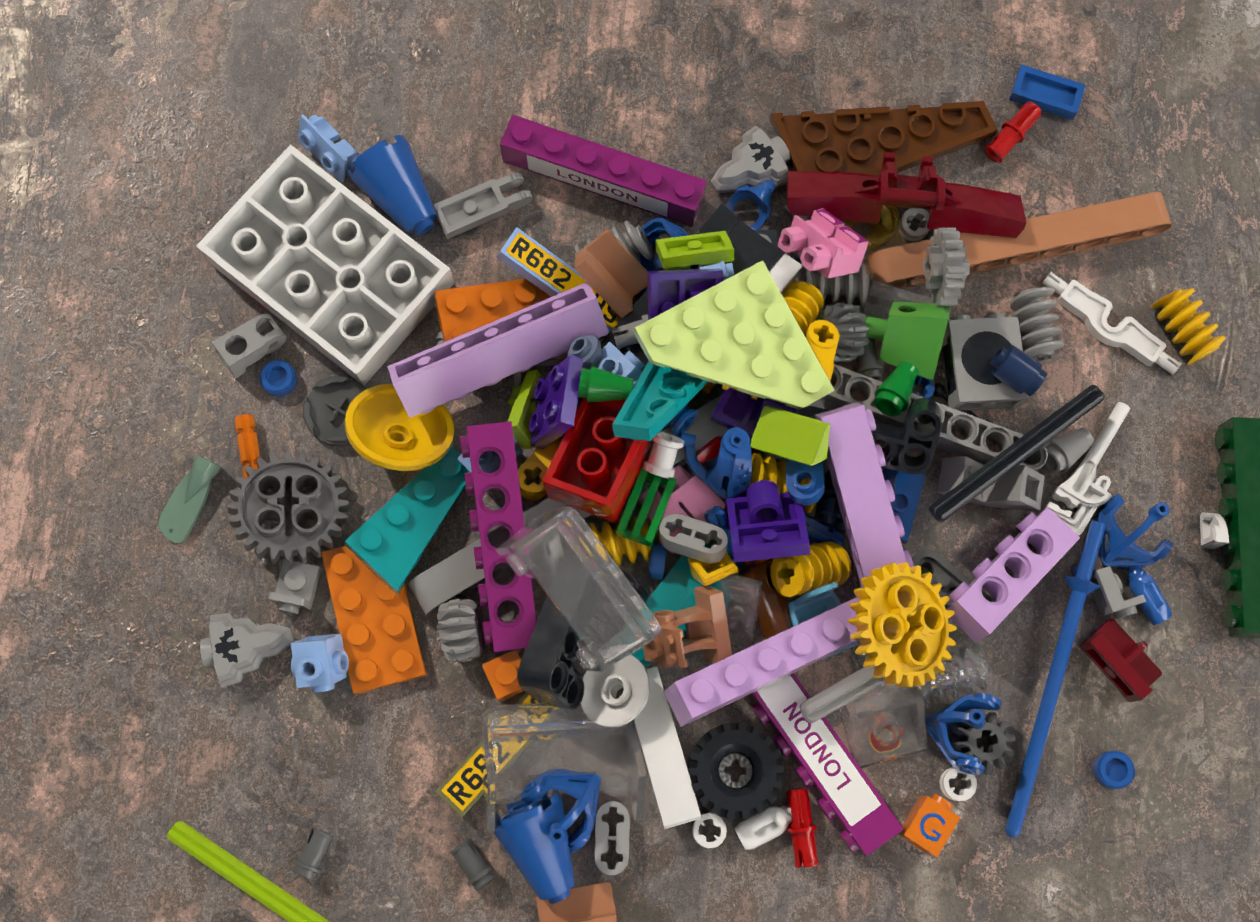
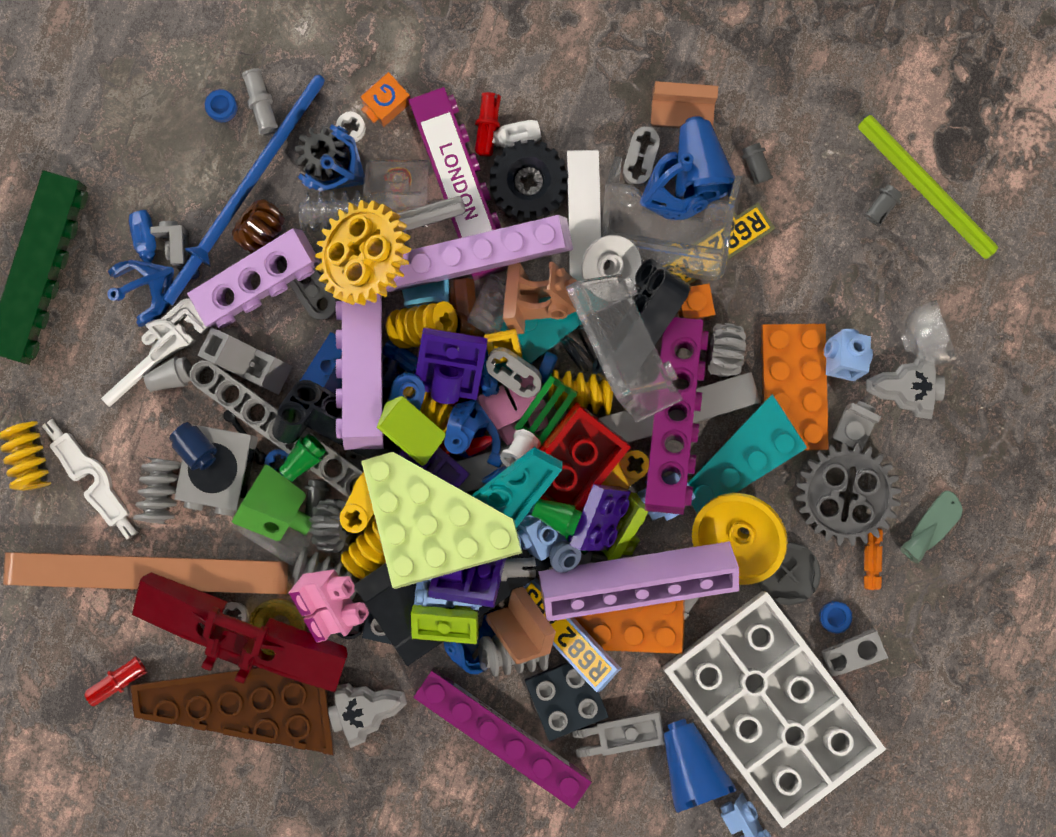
camera: 165 degrees left, 10 degrees up
(230, 706) = (928, 335): none -> clear cylinder
(549, 219) = (564, 701): none -> black brick
(701, 839) = (570, 138): white bush -> none
(760, 195) = (366, 676): blue piece -> none
(945, 266) = (227, 552): light grey gear -> none
(1016, 453) = (216, 376): black axle -> none
(1026, 634) = (258, 225): none -> reddish brown gear
(1047, 91) = (69, 715): blue tile -> none
(1072, 786) = (260, 101): none -> light grey pin
(1122, 660) = (183, 189): dark red panel -> none
(1213, 530) = (69, 275): white tile -> none

